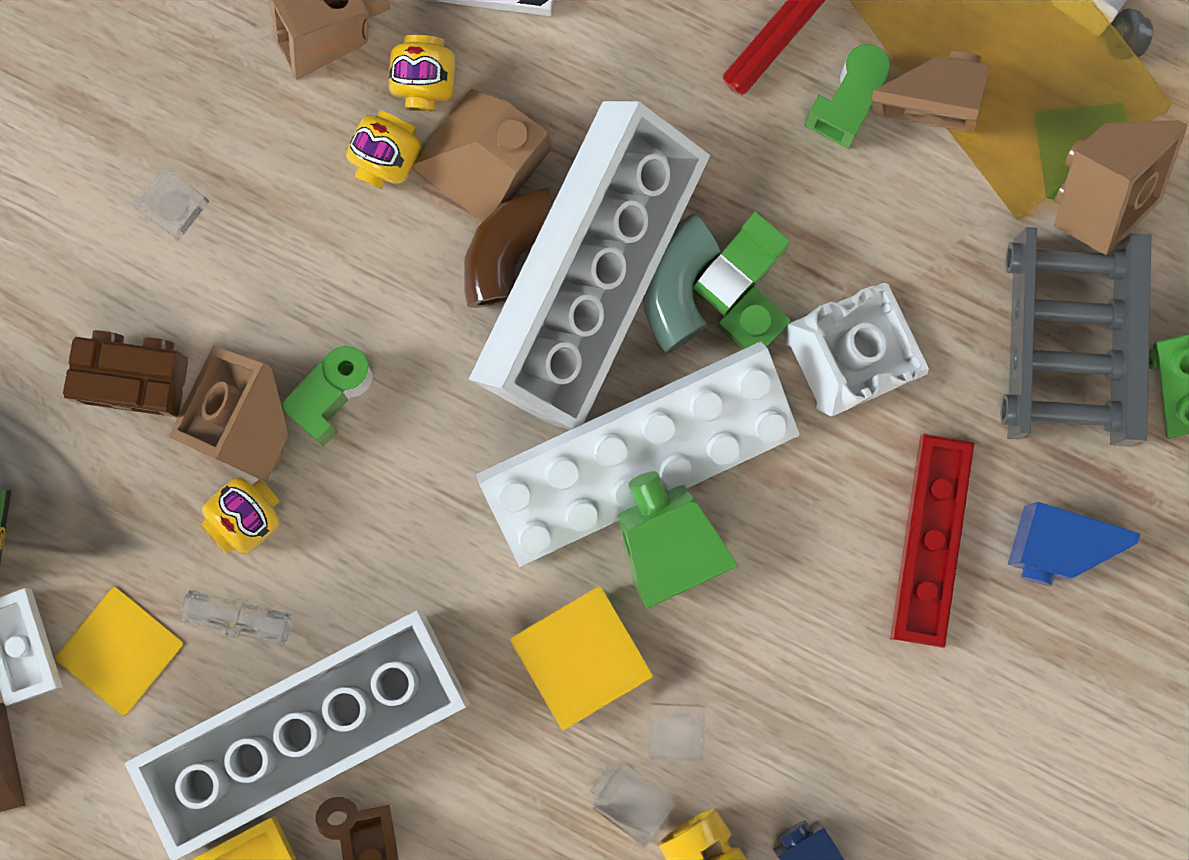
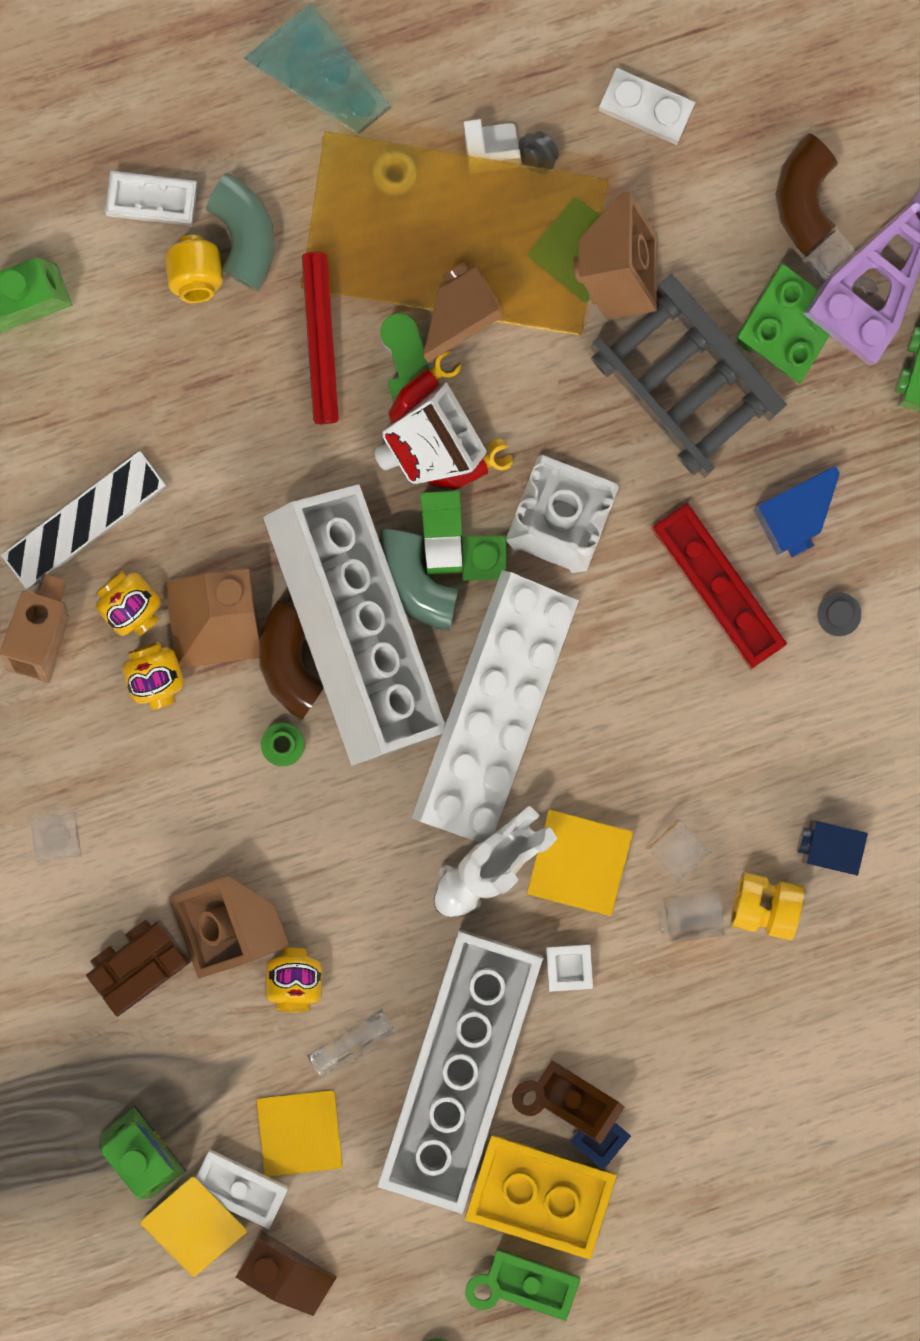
camera: 50 degrees left, 5 degrees up
(326, 389) = (266, 842): bright green leg -> none
(432, 327) = (295, 751): none -> bright green plate
(483, 739) = (569, 967): none -> white plate
(501, 582) = (490, 865): none -> white animal
(669, 541) = (564, 743): bright green torso -> none
(813, 175) = (433, 435): none -> torso
(1015, 667) = (839, 614): none -> dark grey plate

